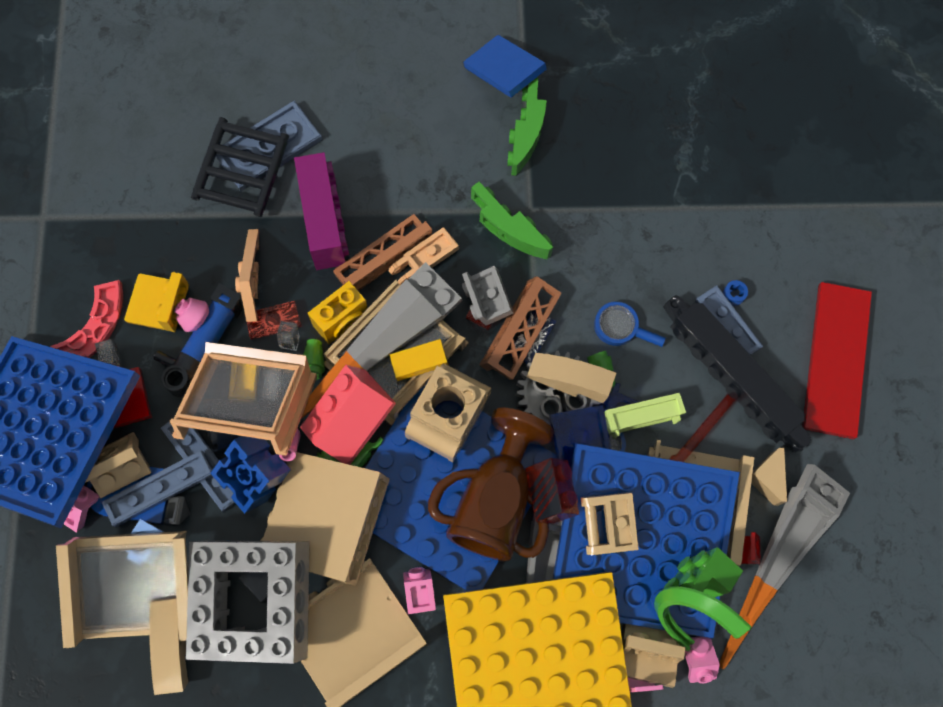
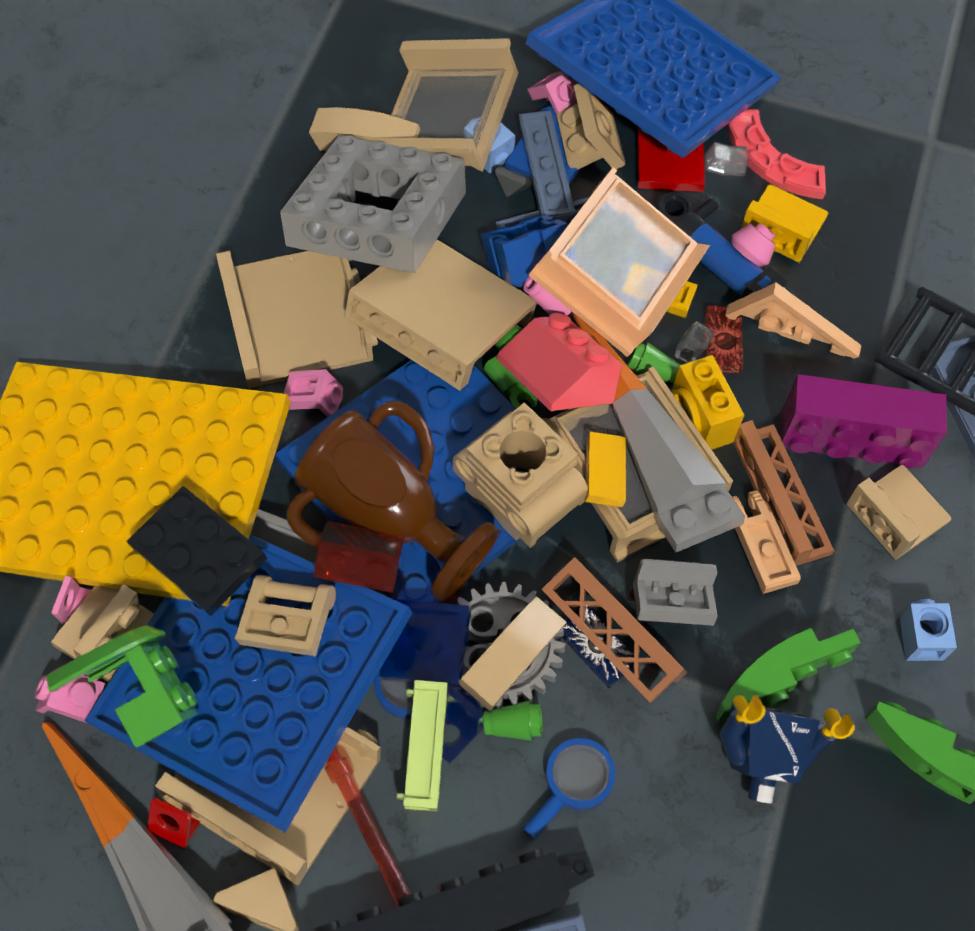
camera: 110 degrees right, 10 degrees down
(372, 180) = (898, 511): none -> tan bracket
(454, 140) = (920, 644): none -> light blue brick
(560, 215) = (776, 743): none -> dark blue torso
(588, 604) = (197, 550): none -> black plate

